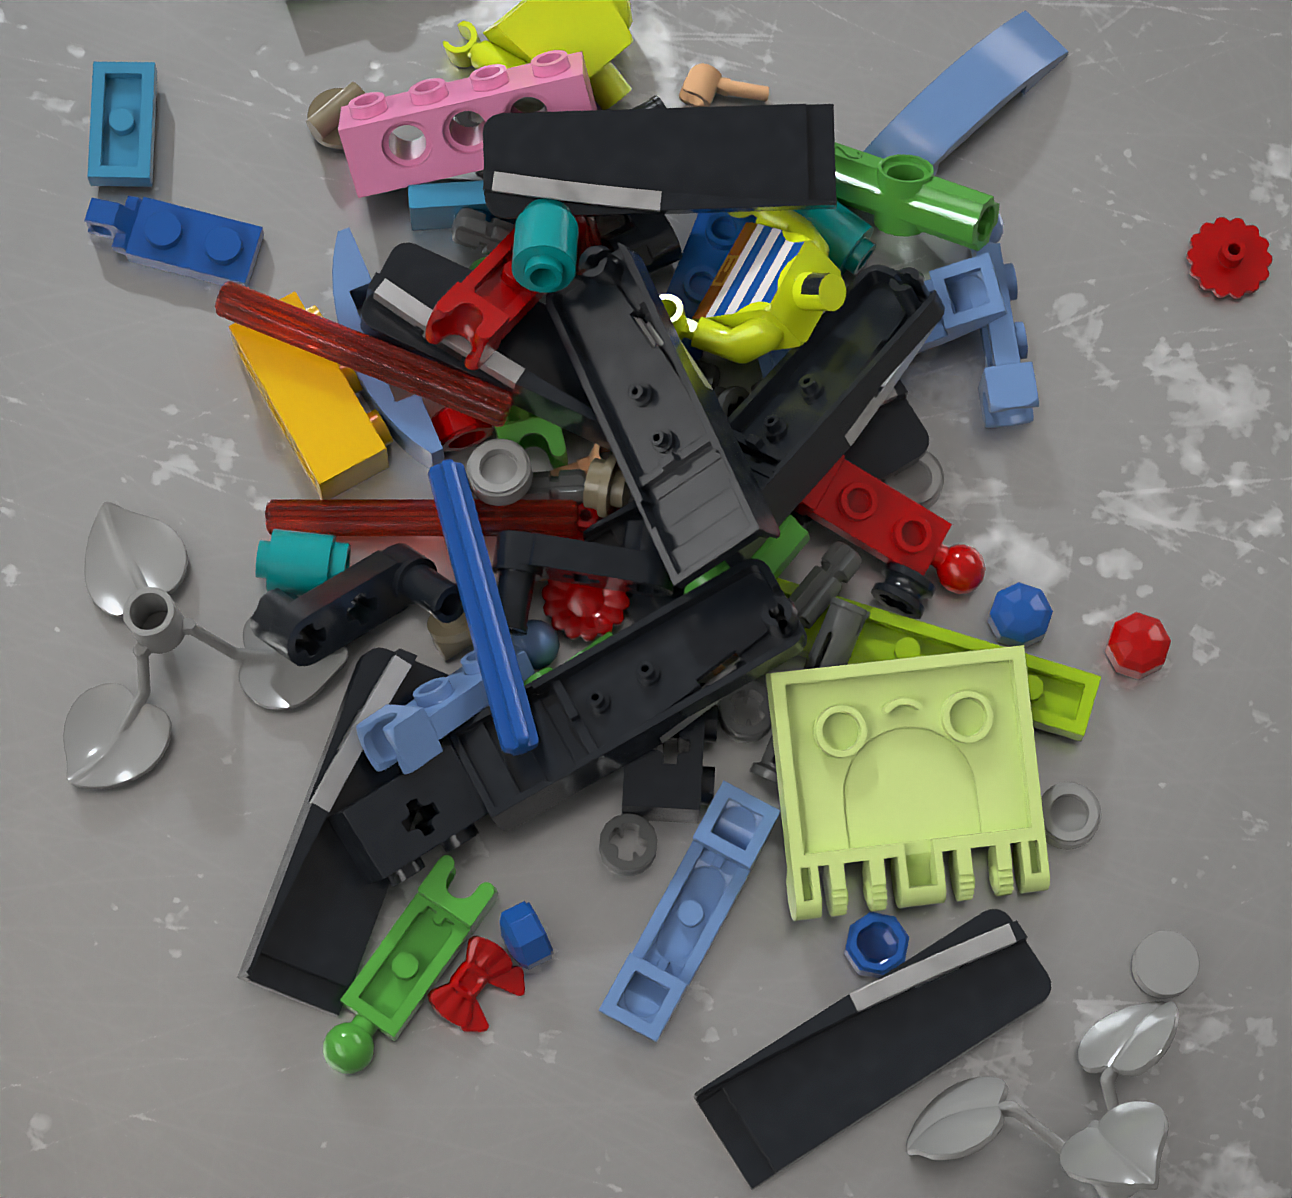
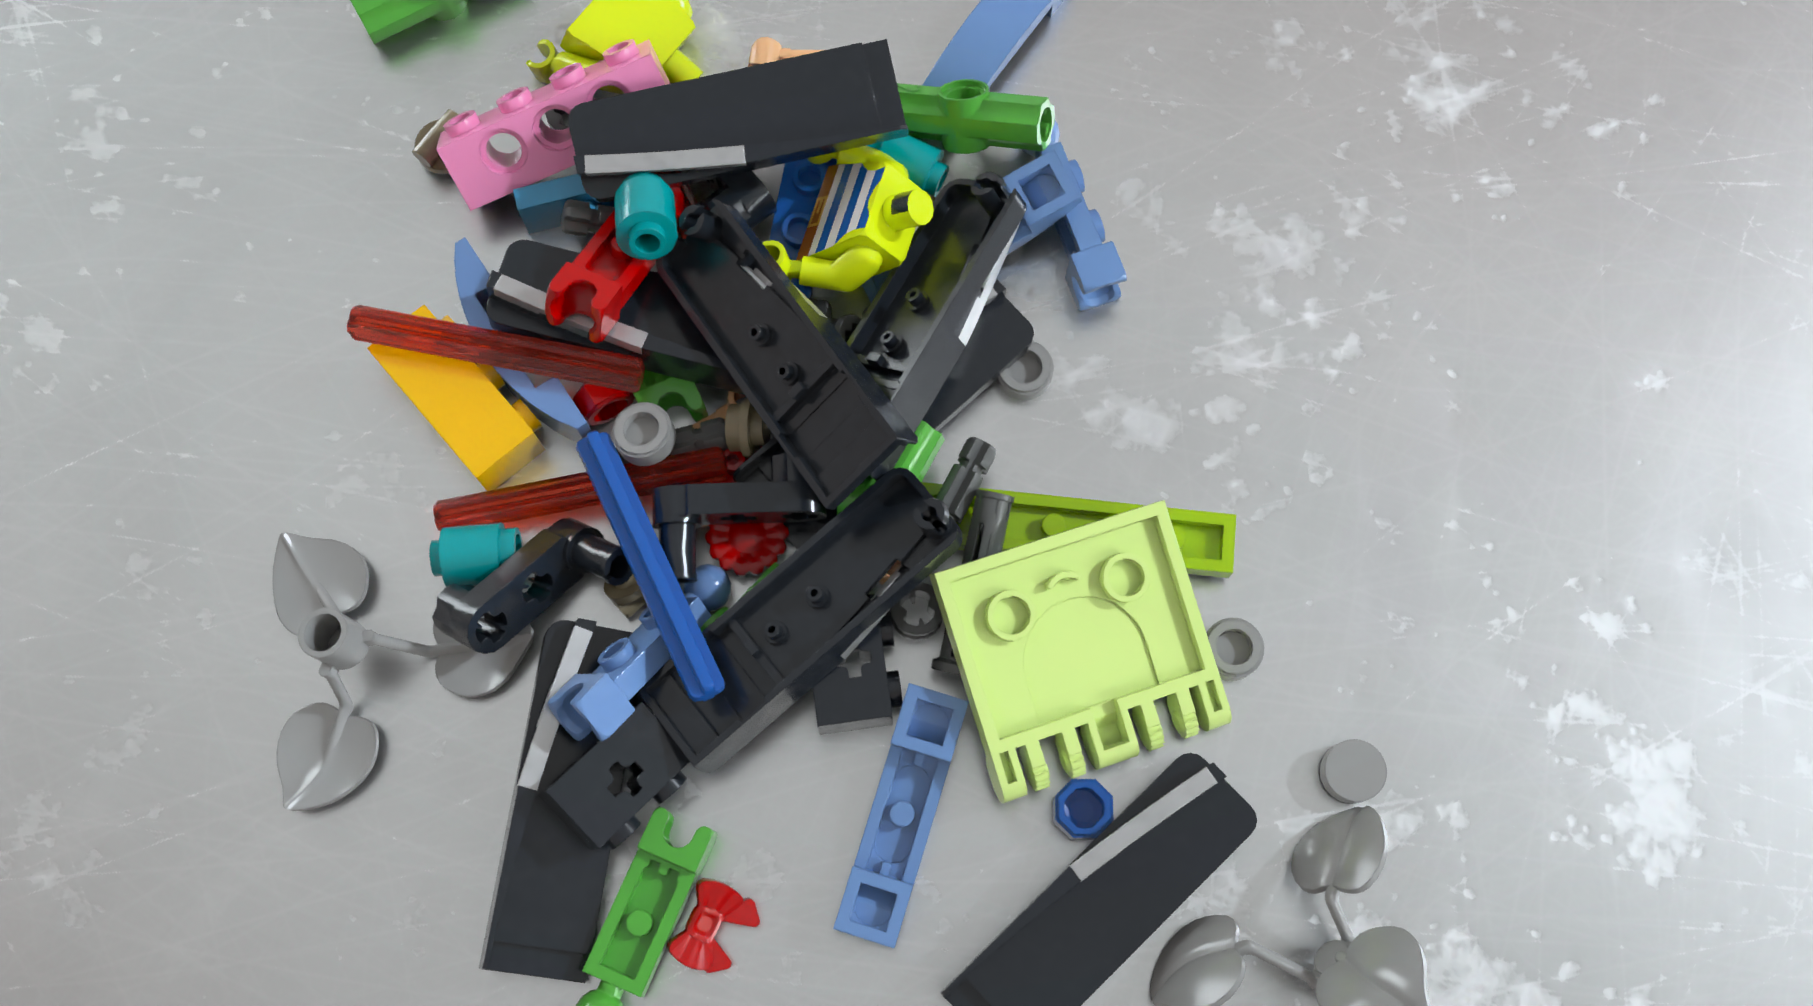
camera: 10 degrees left, 0 degrees up
(122, 124) = (245, 186): dark azure plate -> none
(178, 239) = (312, 279): blue hinge -> none
(525, 936) = (749, 869): blue tile -> none
(646, 838) = (815, 770): dark grey bush -> none
(890, 526) = (1015, 415): red plate -> none
(903, 590) = (1038, 471): black bush -> none
(1020, 615) = (1148, 473): blue tile -> none
(1137, 645) = (1260, 480): red tile -> none
(1229, 258) = (1261, 122): red piece -> none

